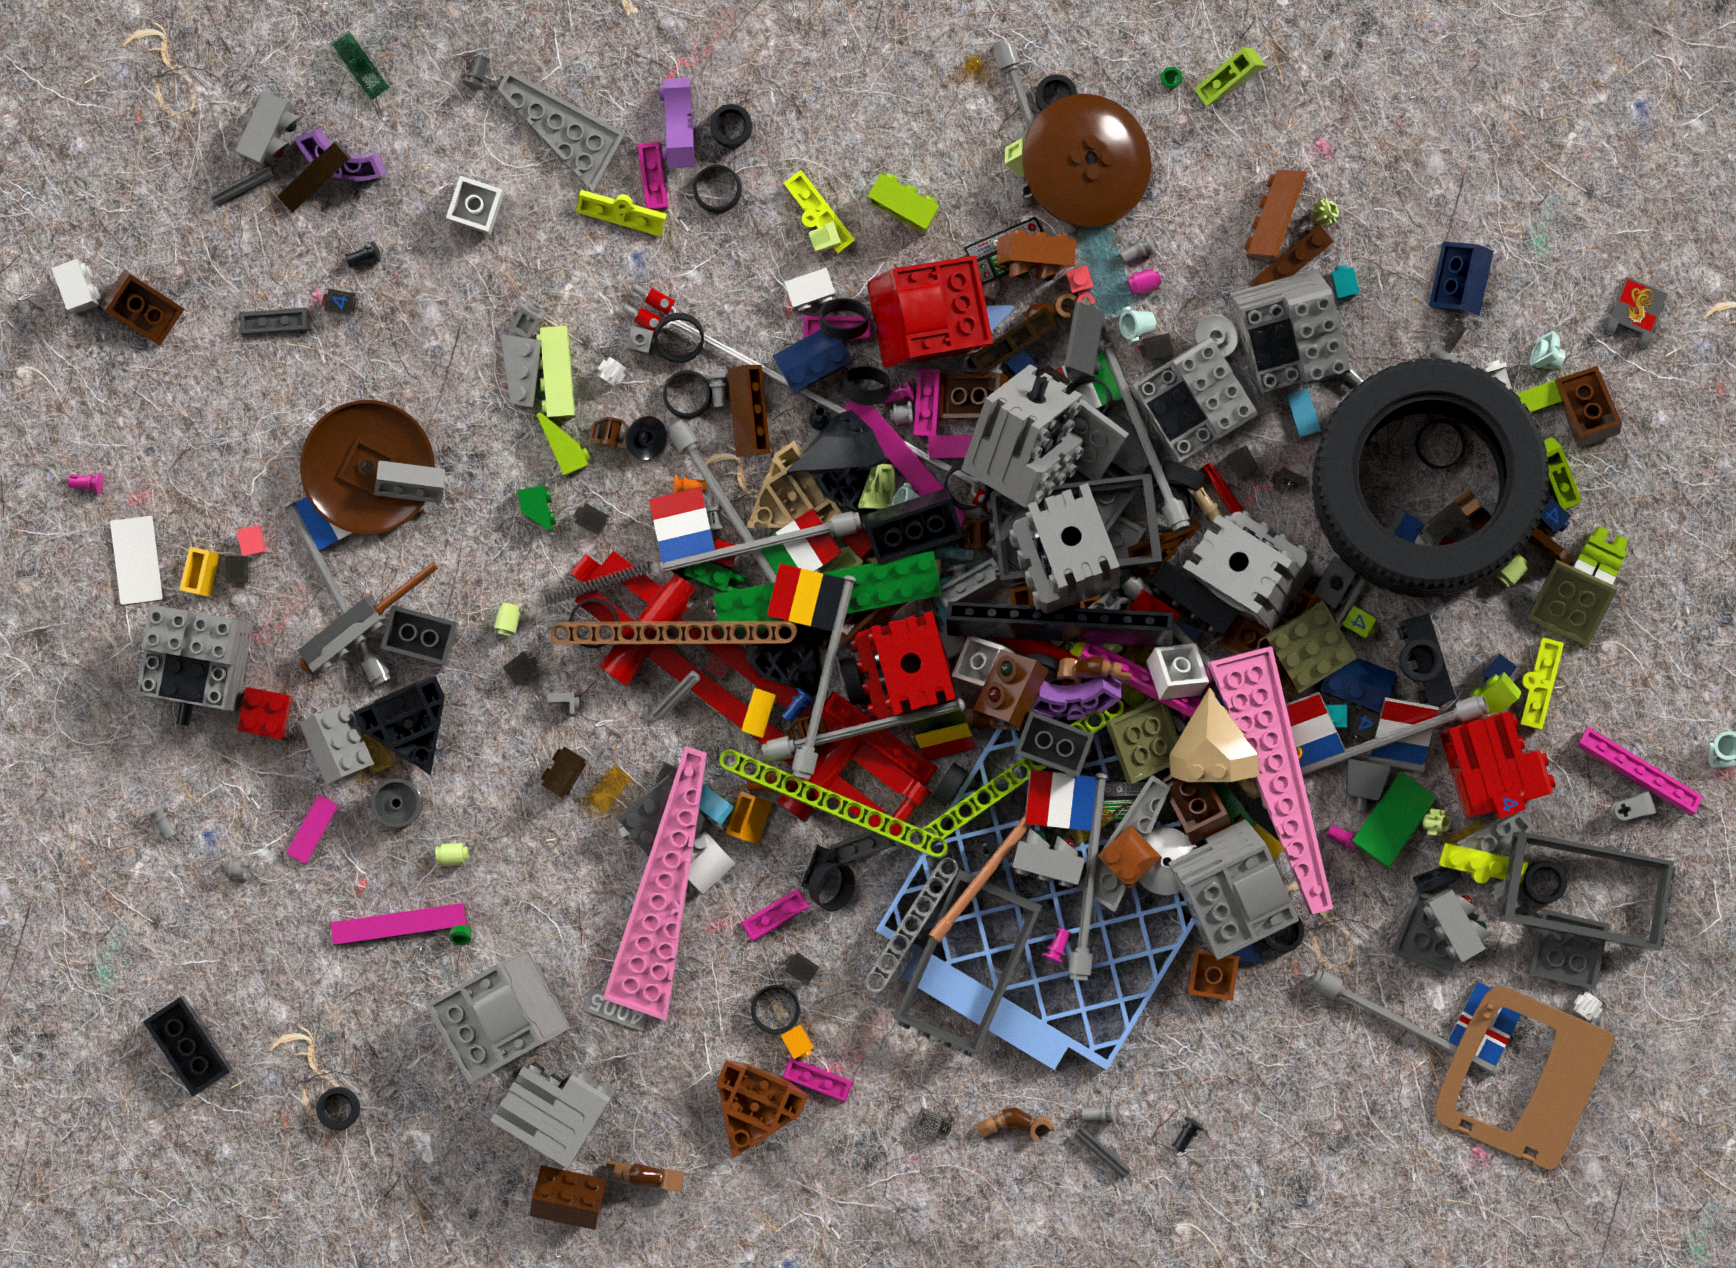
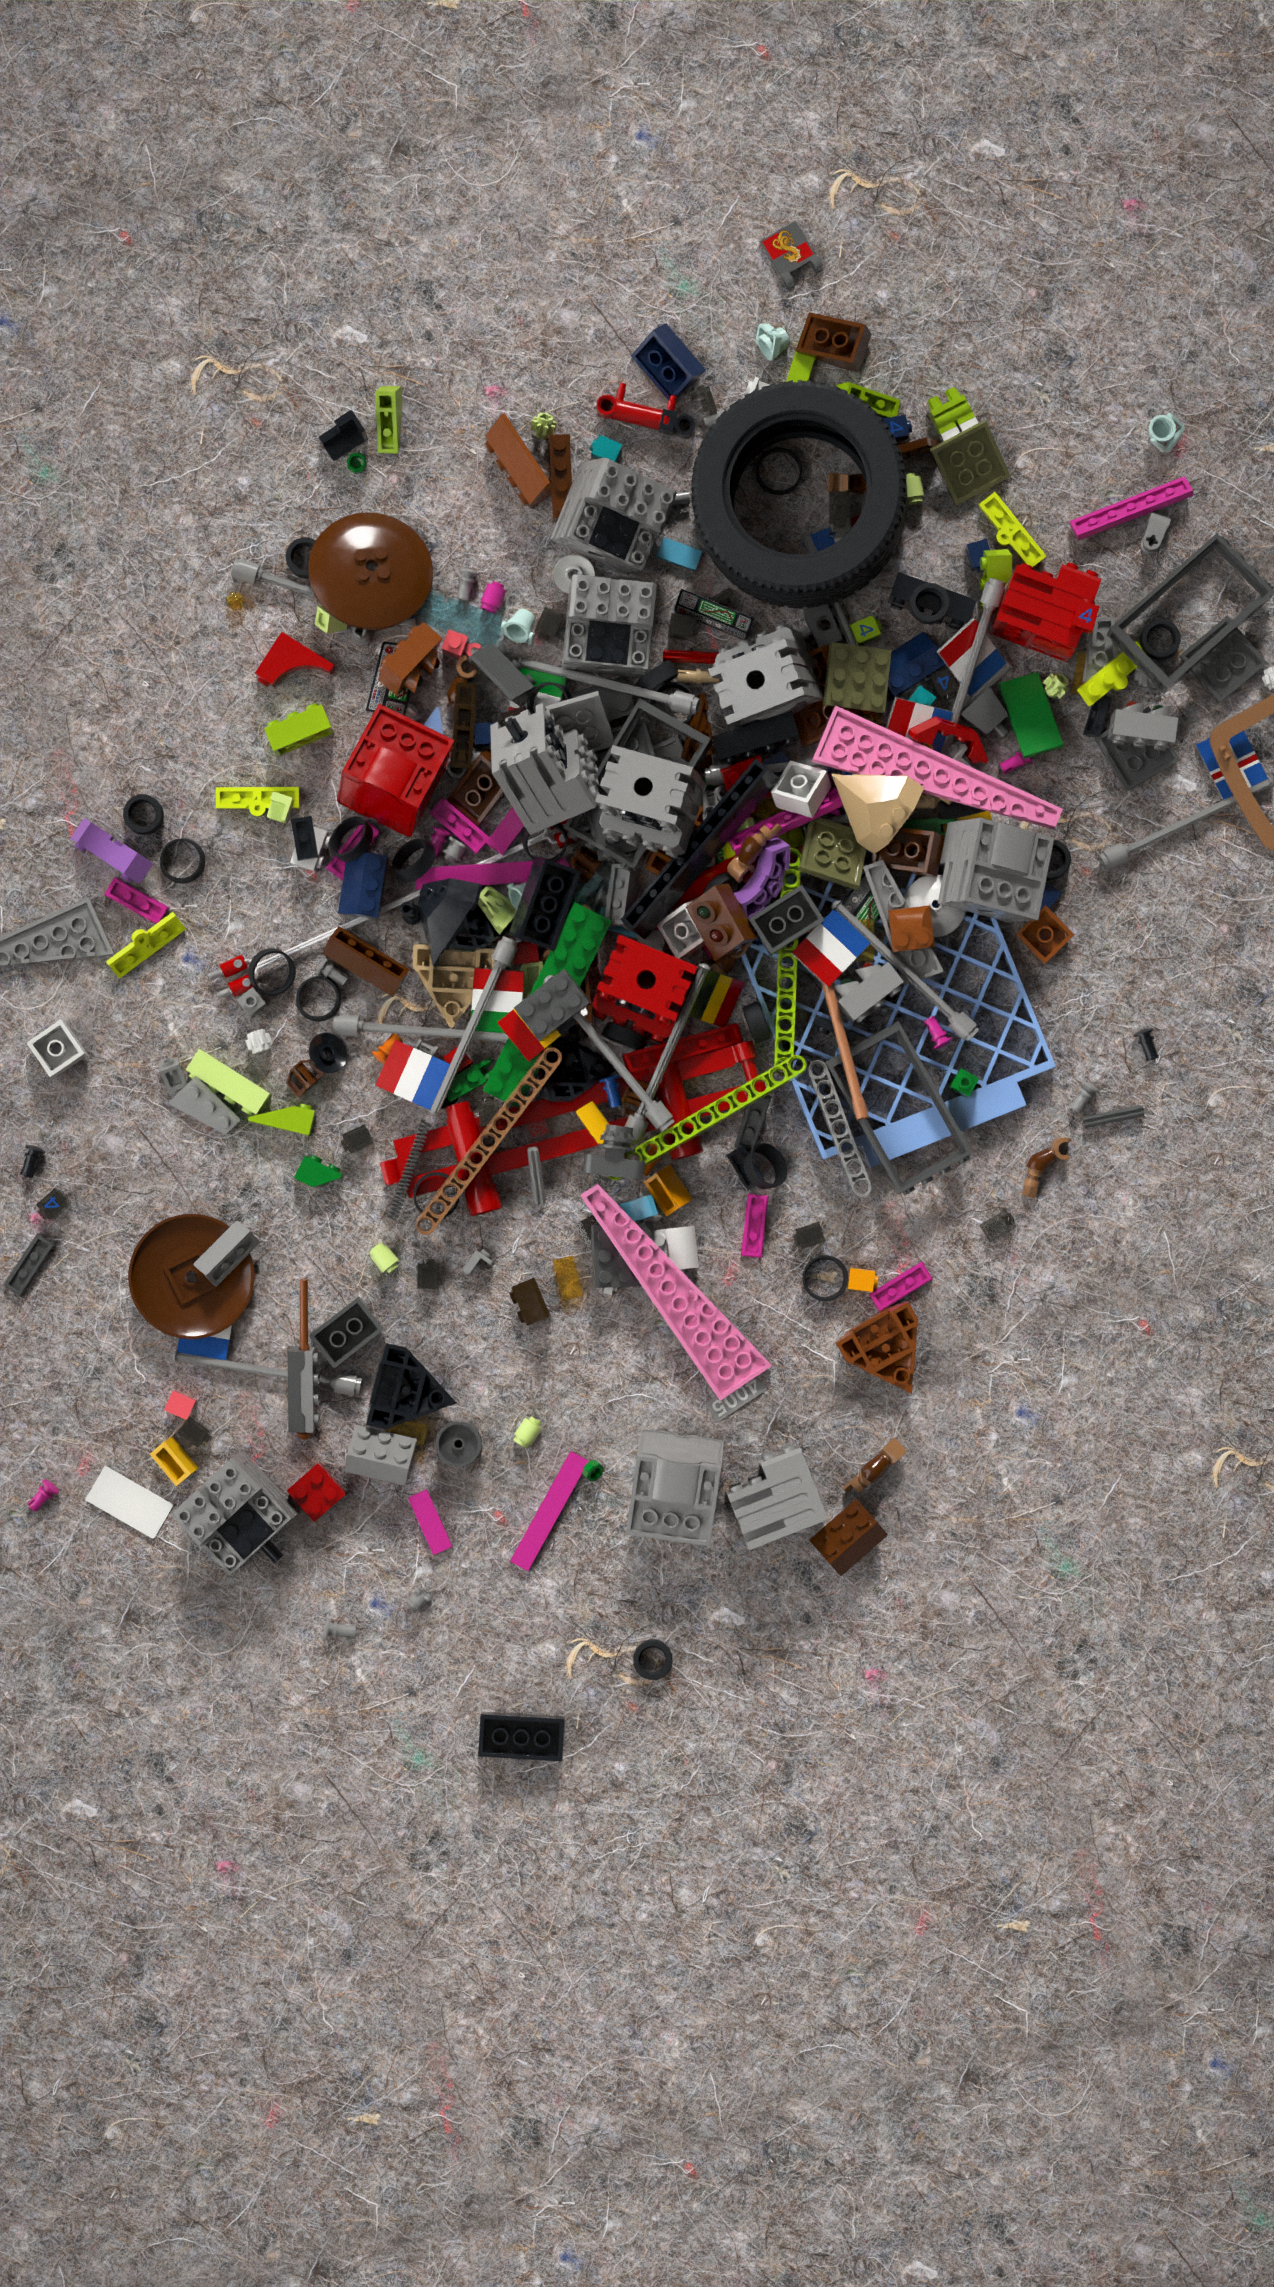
camera: 55 degrees left, 0 degrees up
(734, 754) = (614, 1163): none -> dark grey beam
(813, 279) = (304, 838): none -> black plate
(829, 599) = (552, 1005): none -> dark grey brick
(959, 145) = (286, 657): none -> red arch
(1032, 1002) = (964, 1083): none -> green brick
(1185, 49) = (344, 436): none -> black panel
(1273, 482) = (714, 614): none -> sticker
(1311, 741) = (926, 733): none -> red slope
(1311, 780) = (956, 752): none -> light grey bracket
(1400, 295) = (662, 420): none -> red piece

